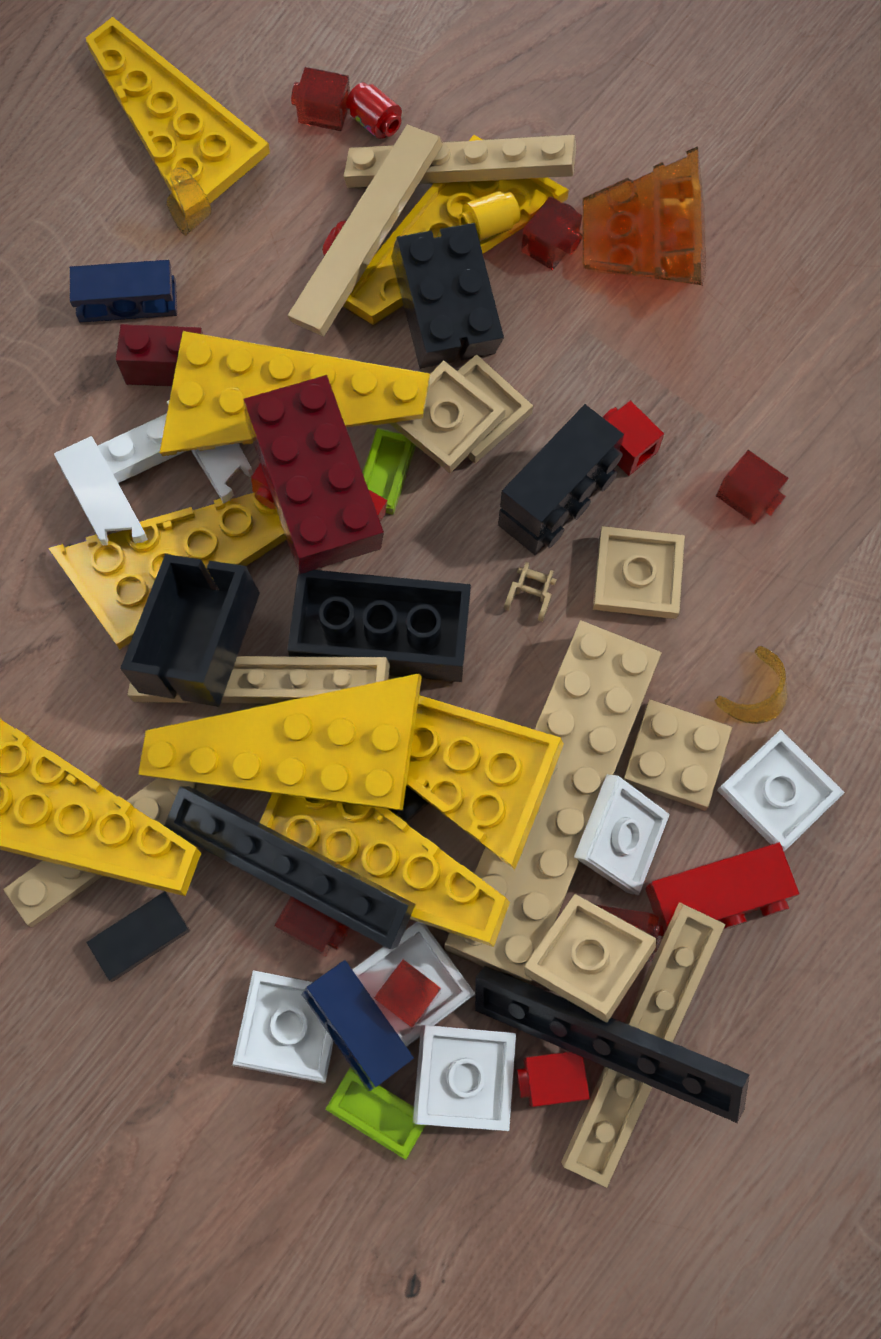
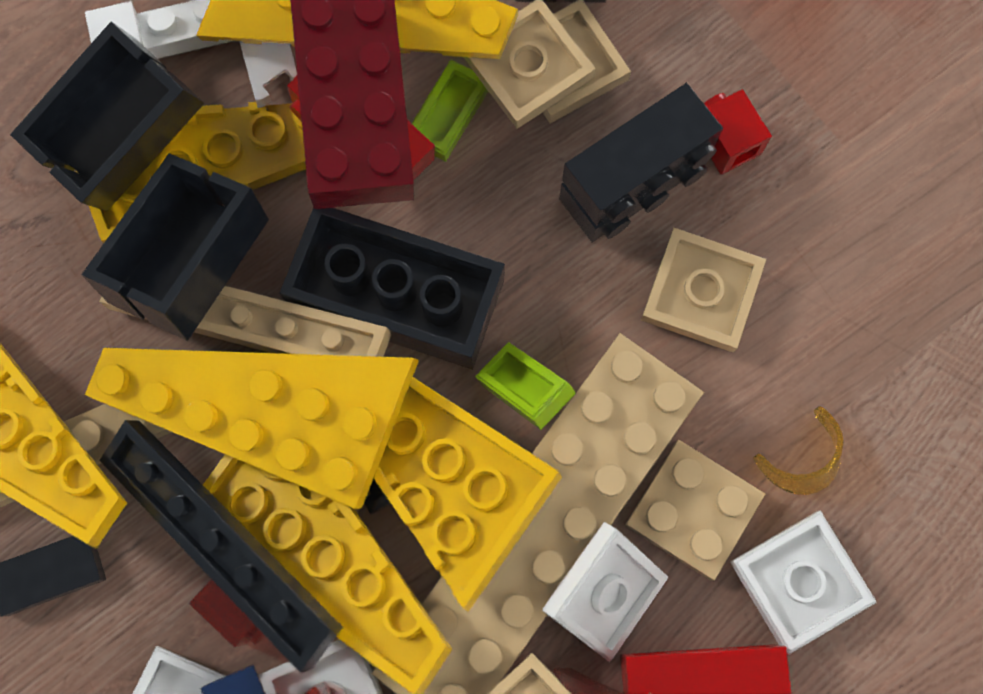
camera: 15 degrees right, 5 degrees up
(105, 535) = (107, 118): none -> black piece
(511, 682) = (525, 385): none -> lime tile
(516, 588) = (562, 276): tan piece -> none
(753, 487) = (860, 220): clear red brick -> none

